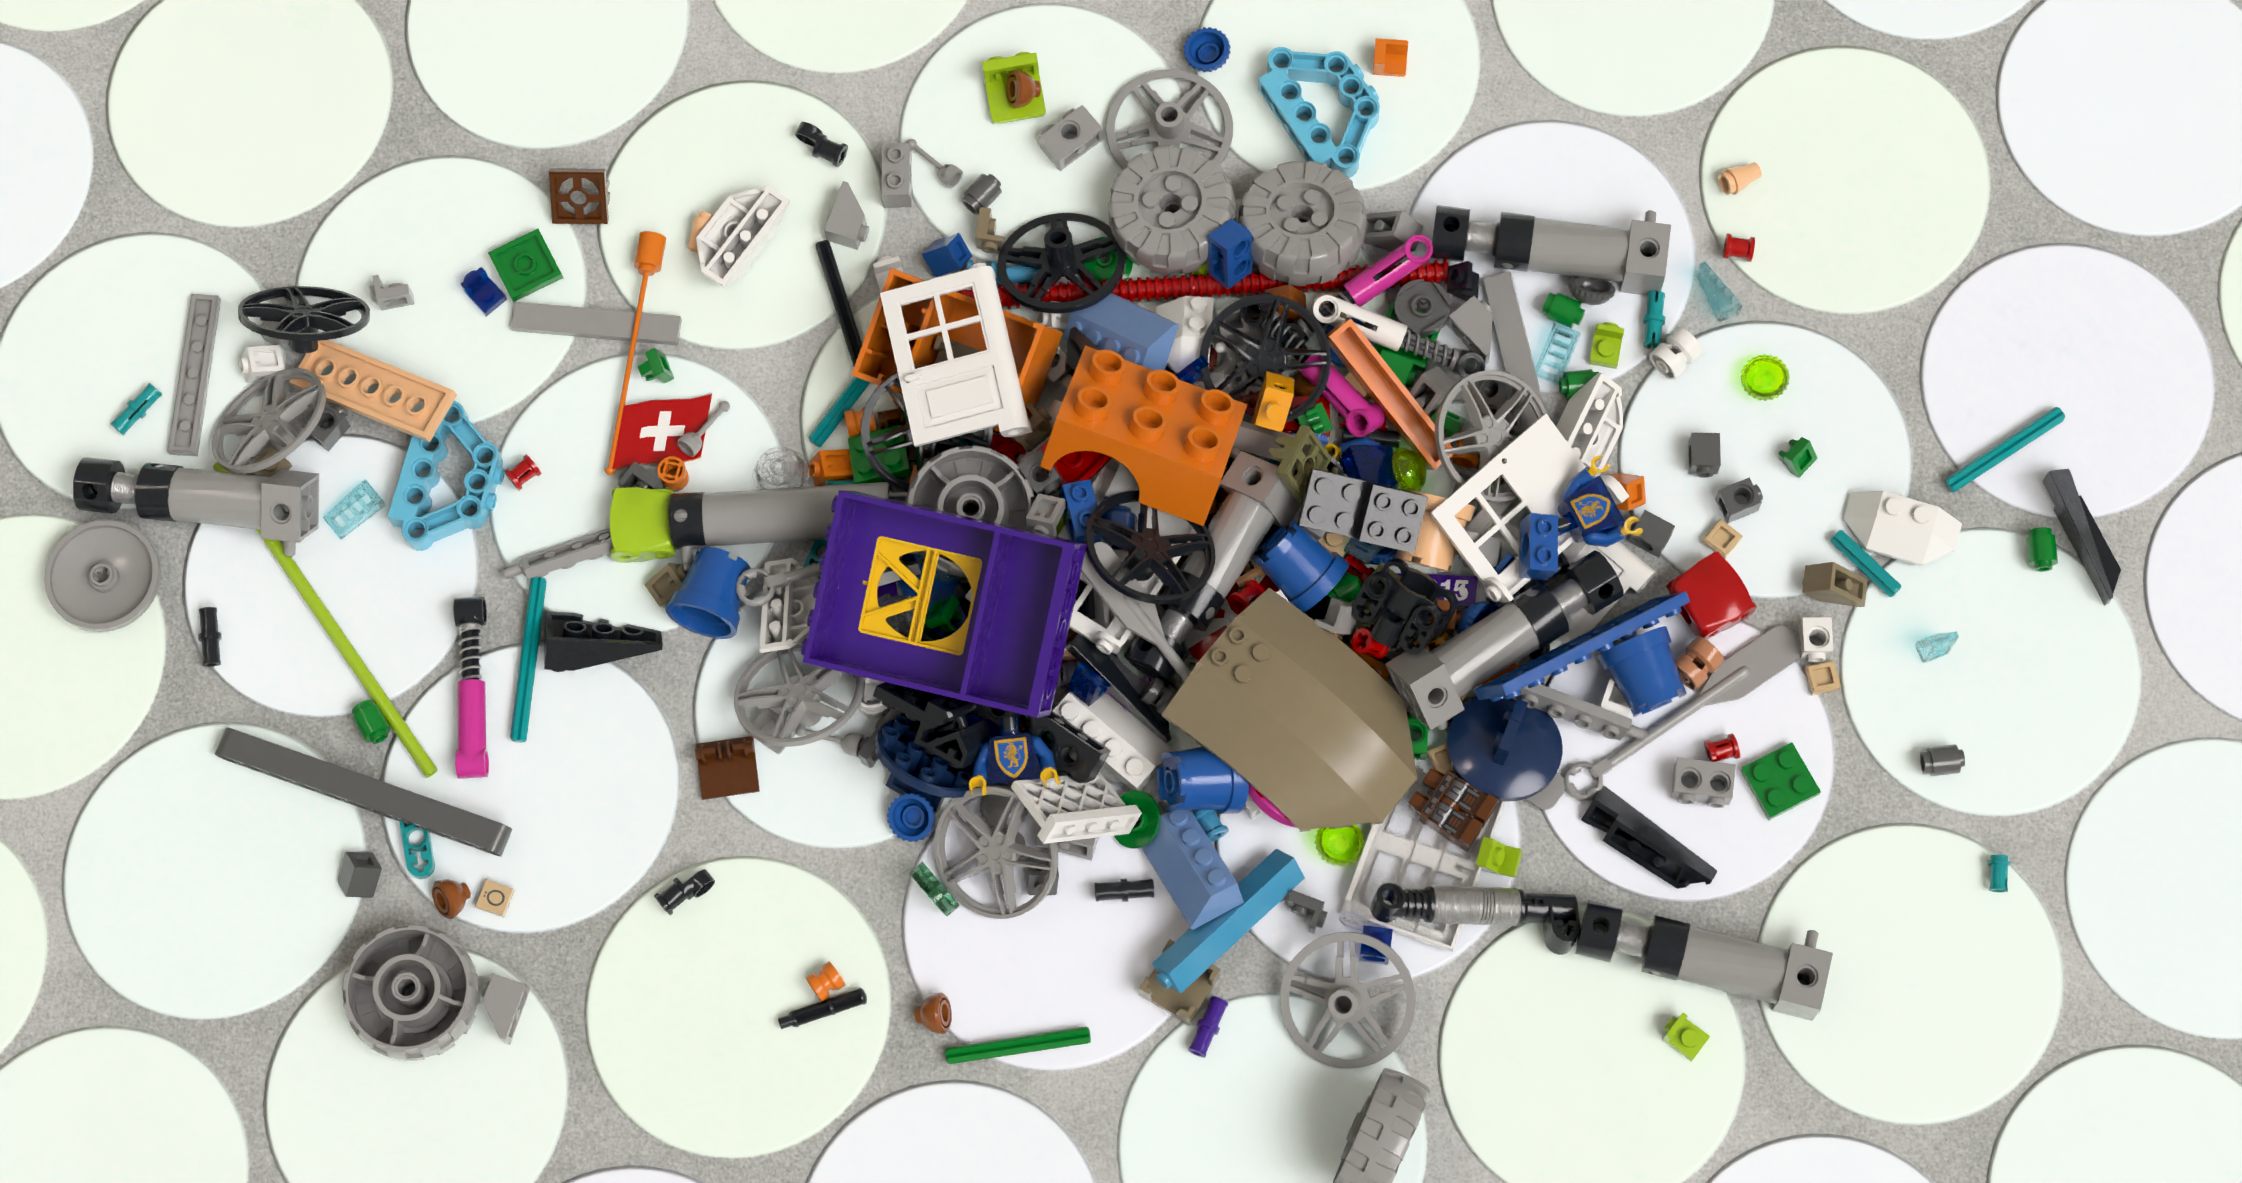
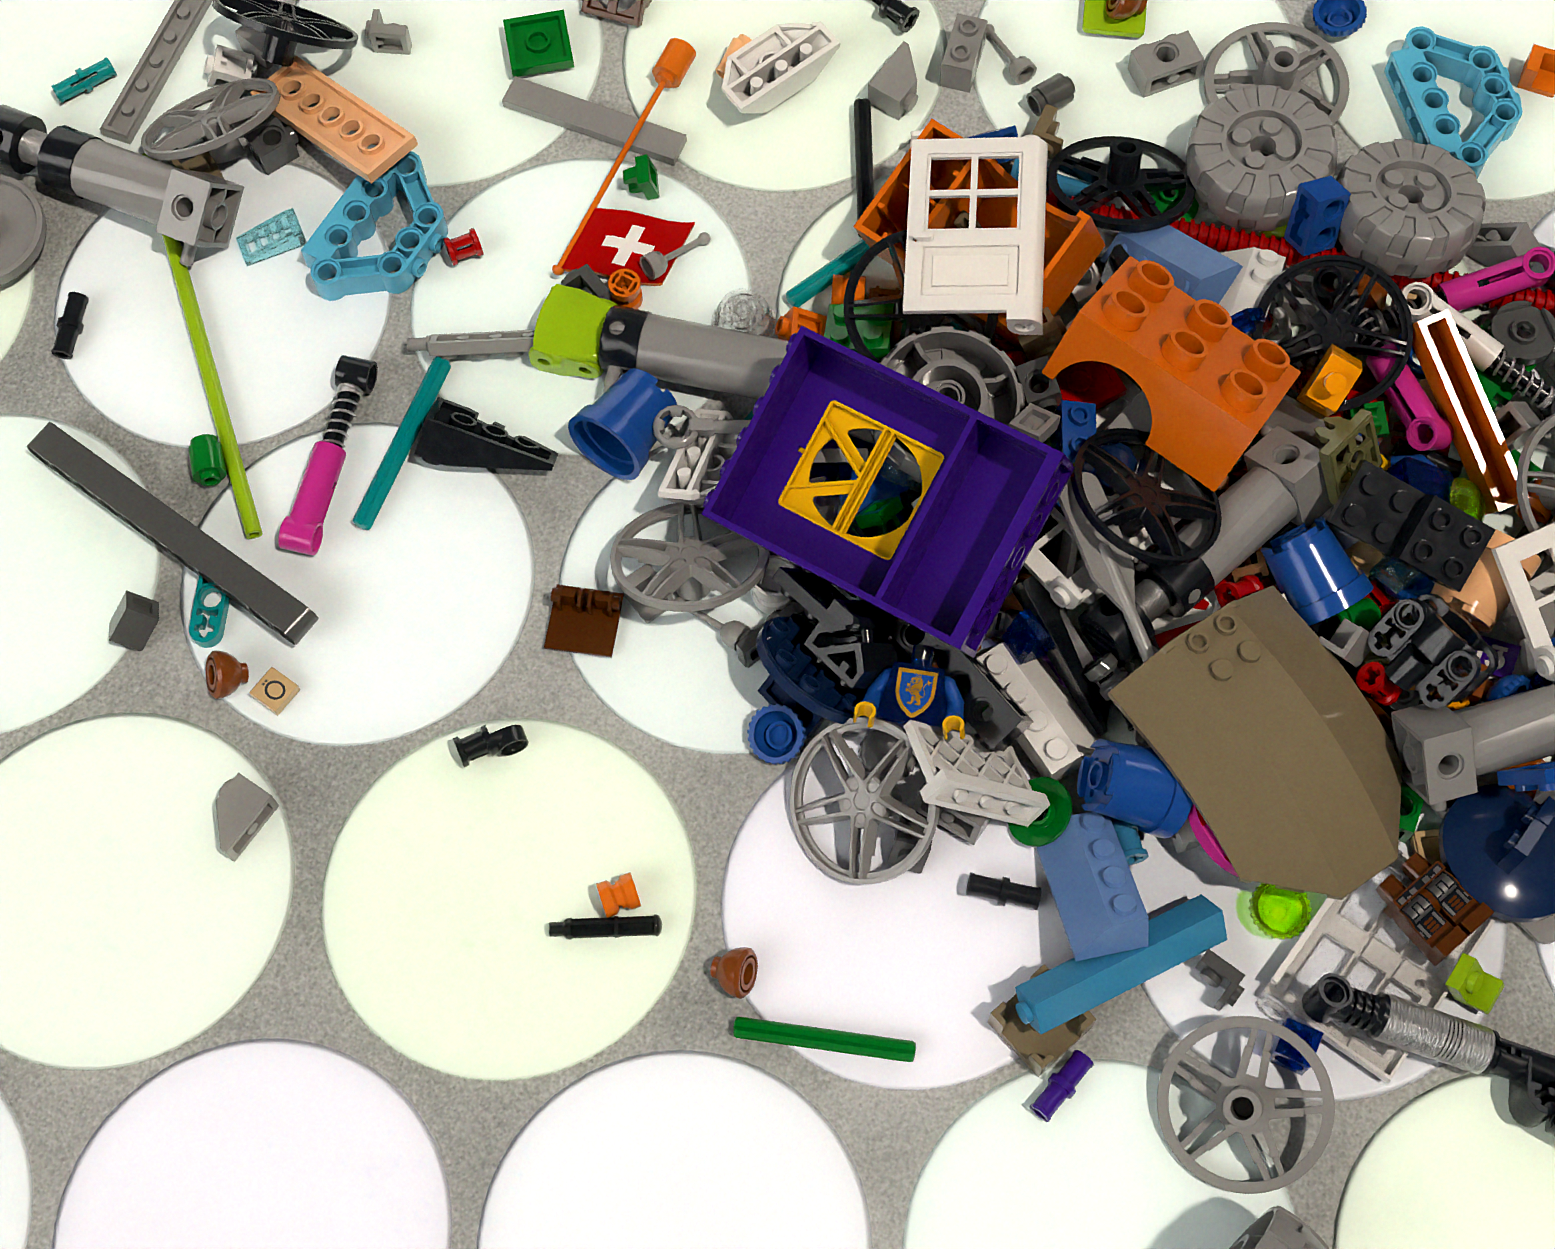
camera: 15 degrees right, 5 degrees down
(428, 1018) = (144, 801): light grey wheel -> none
(482, 291) = (484, 57): clear blue bracket -> none
(666, 583) = (578, 397): dark tan bracket -> none
(934, 889) = (778, 824): clear green plate -> none

